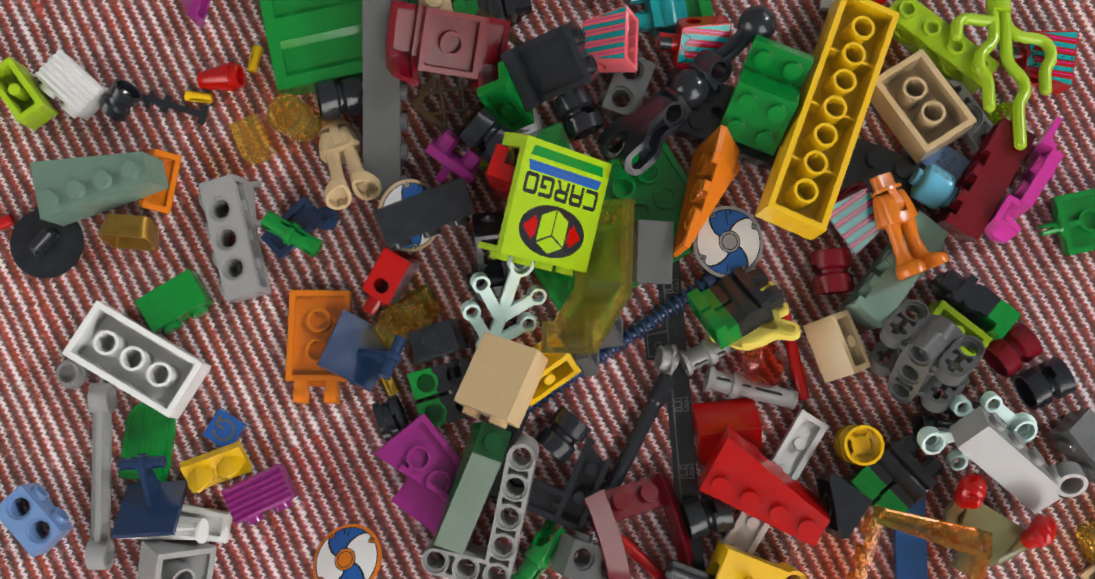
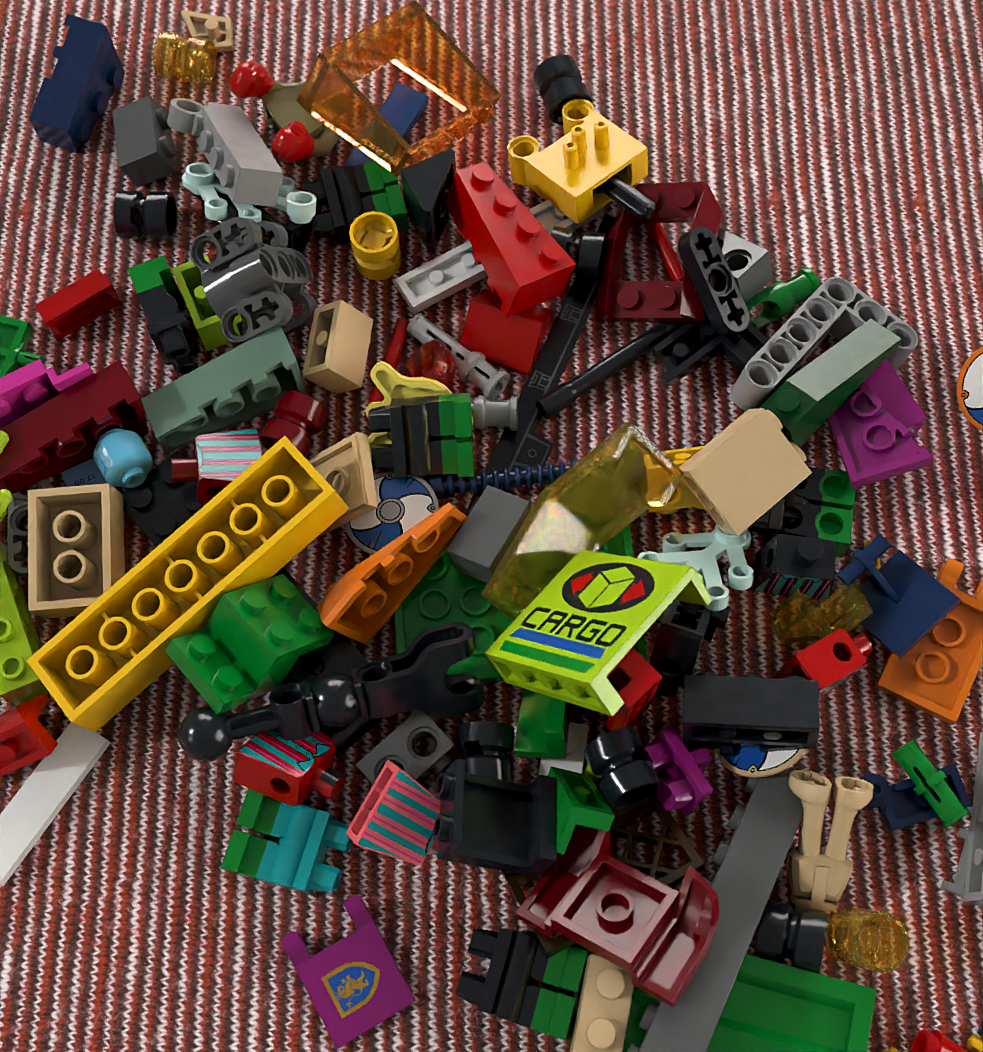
camera: 150 degrees left, 15 degrees down
(253, 139) = (934, 944): clear yellow brick -> none
(390, 416) = (888, 508): black wheel -> none
(562, 434) = (698, 400): black wheel -> none
(605, 528) = (711, 252): none -> black beam
(666, 359) = (533, 425): light grey plate -> none
(774, 248) = (350, 474): none -> tan tile
(897, 215) = (191, 429): orange piece -> none
(1017, 346) = (142, 250): dark red wheel -> none
(1047, 292) = (78, 304): none -> red panel

